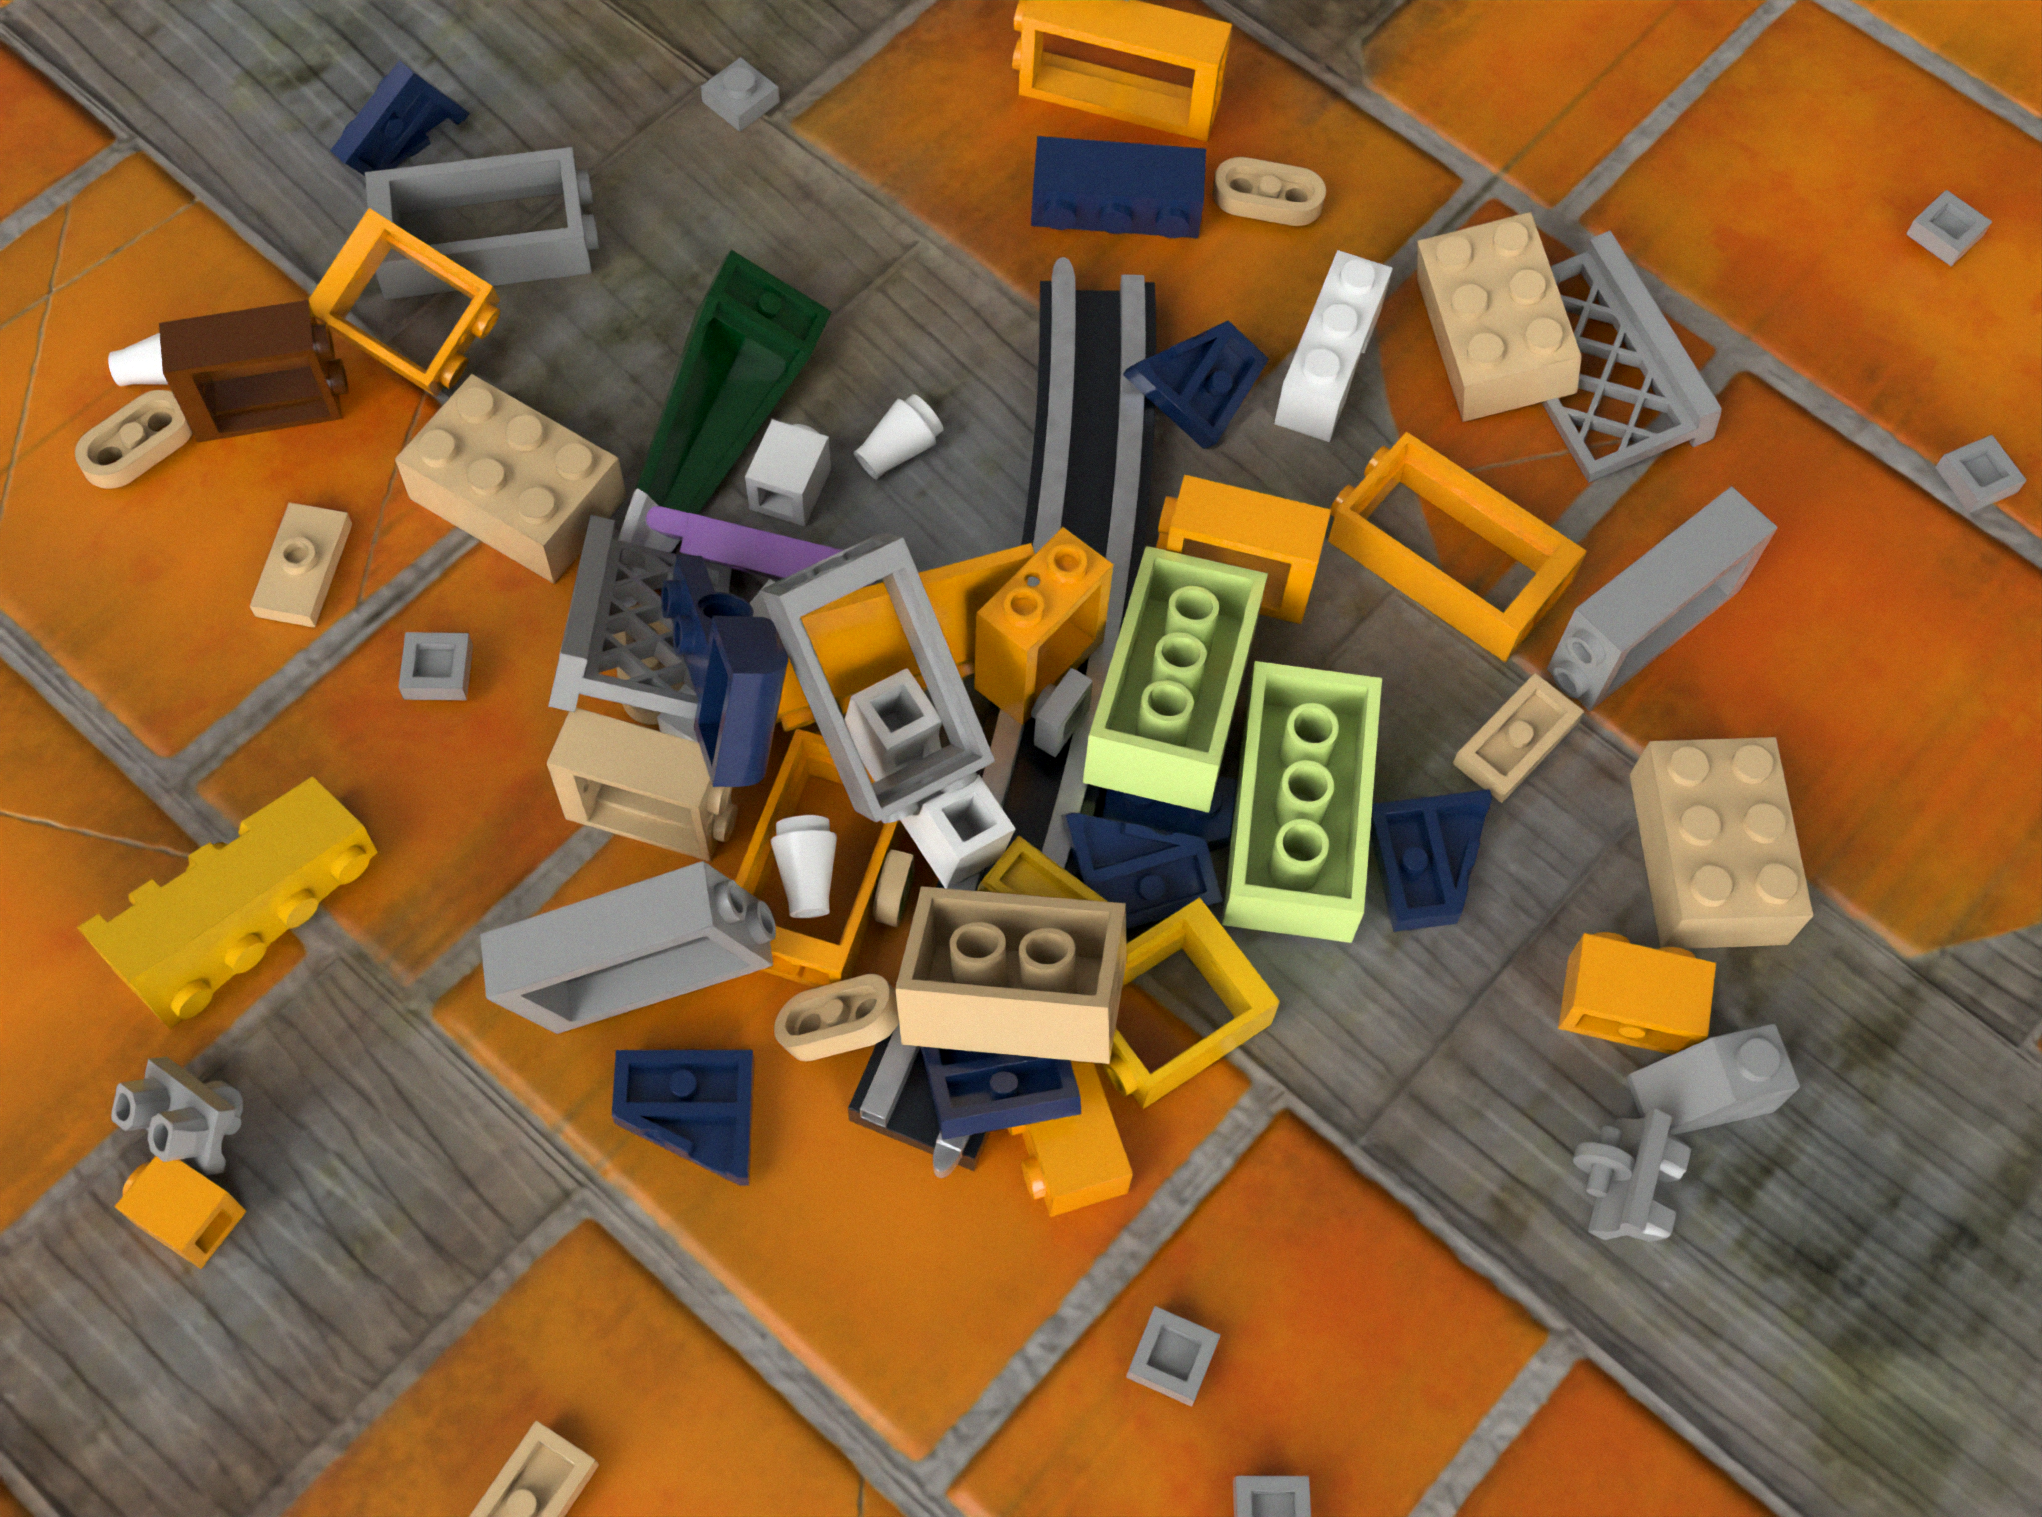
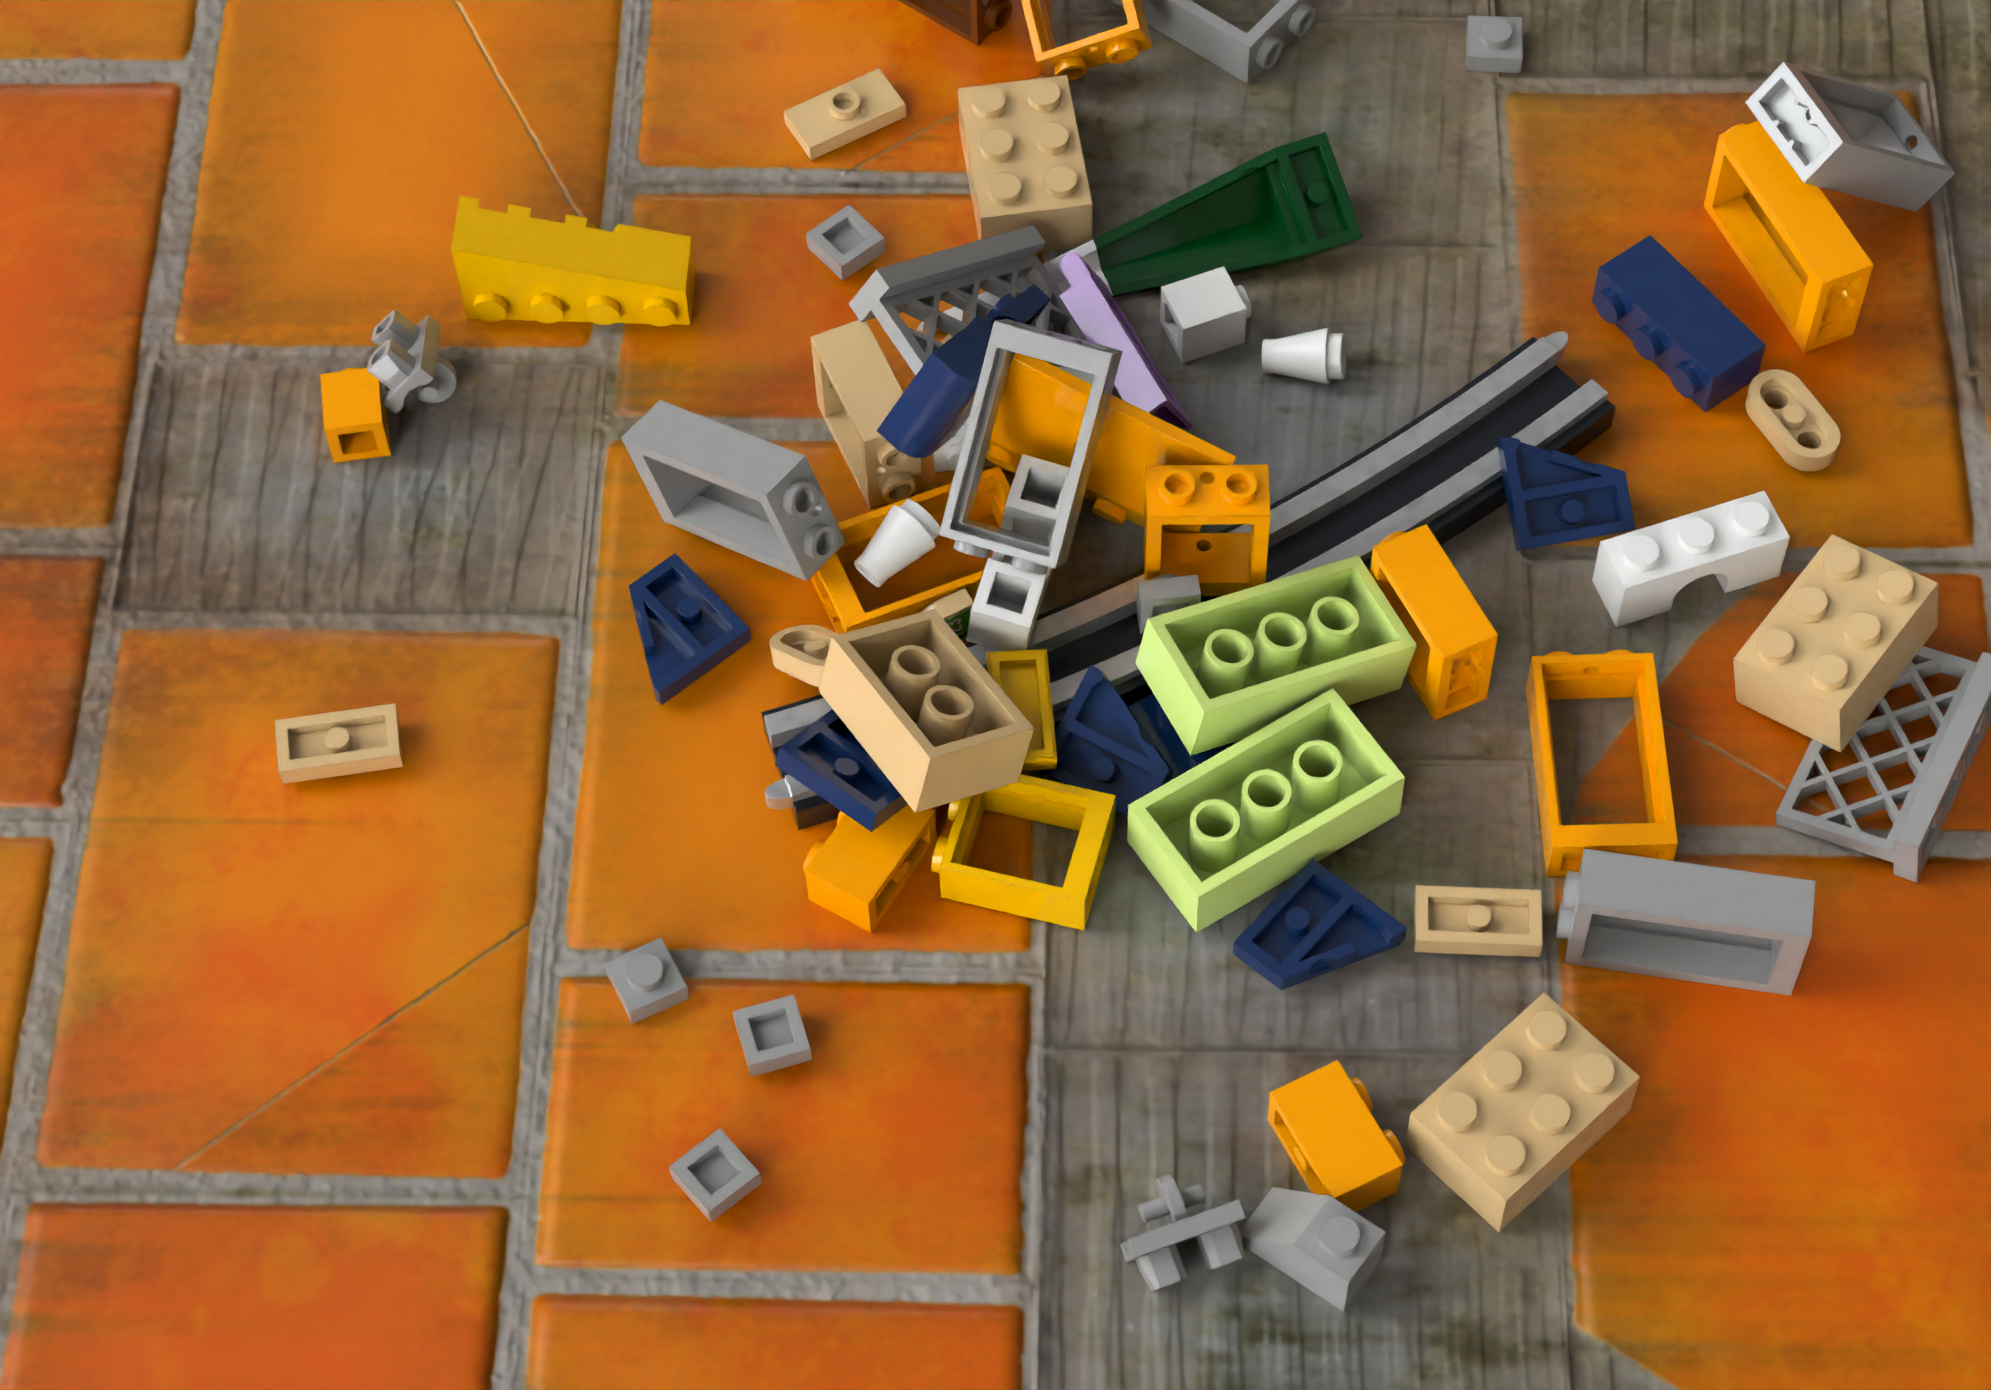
camera: 55 degrees right, 5 degrees down
(1018, 1420) = (646, 980): none -> light grey plate

